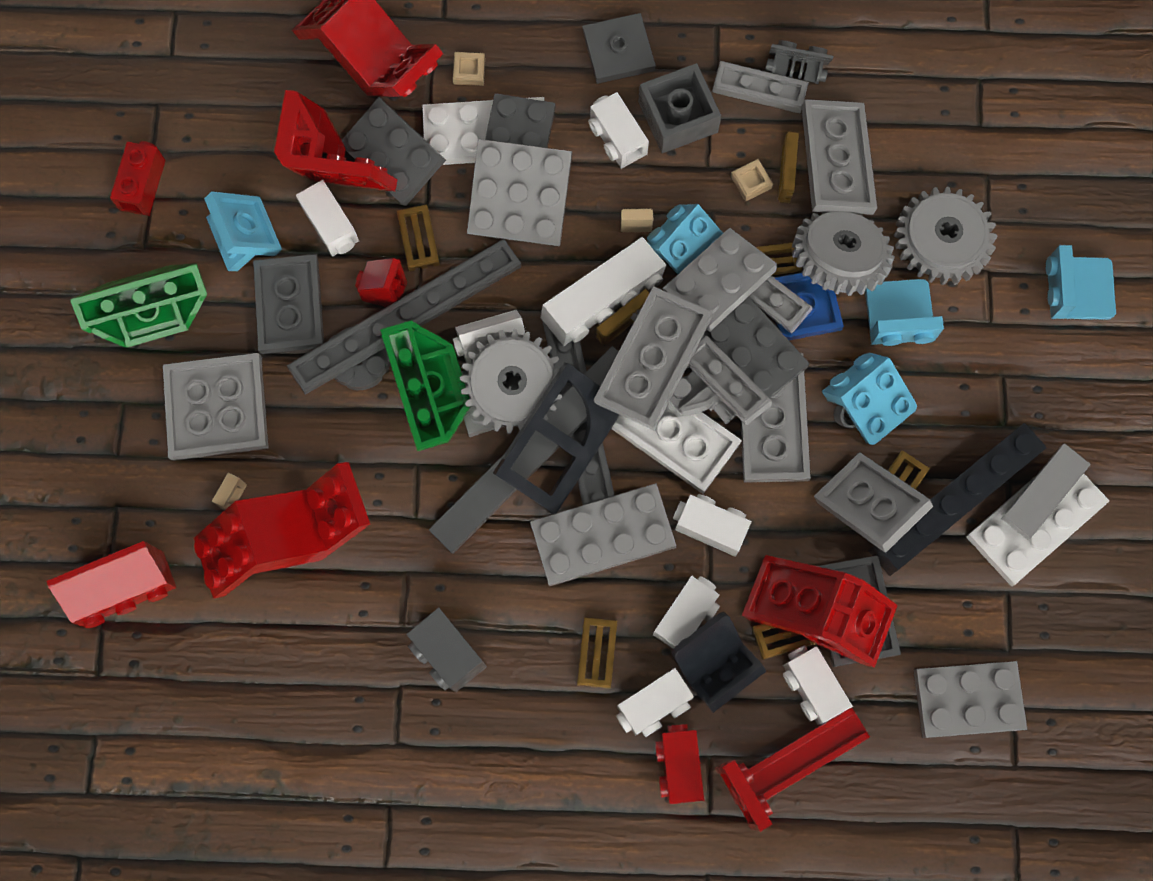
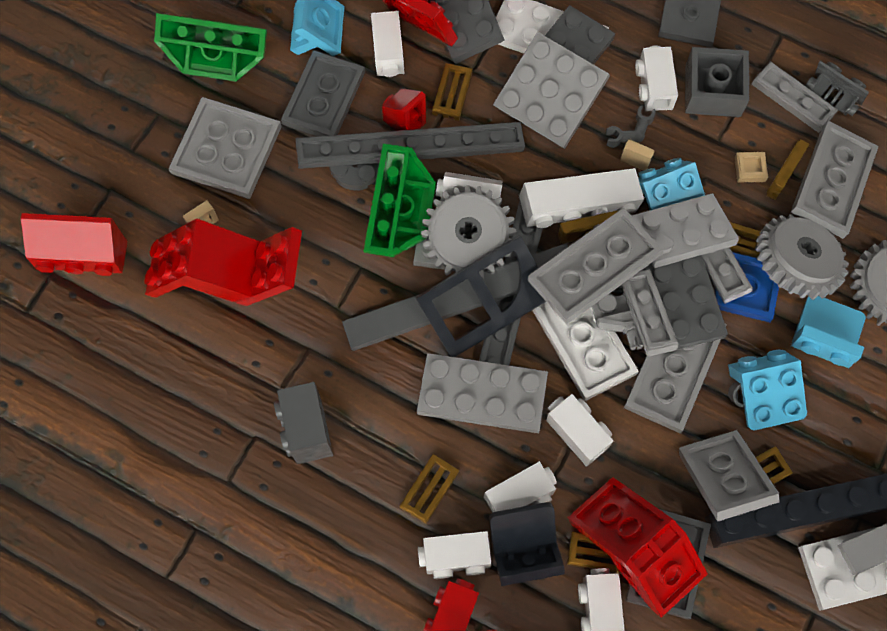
camera: 25 degrees right, 5 degrees down
(625, 199) = (635, 135): none -> dark grey arm

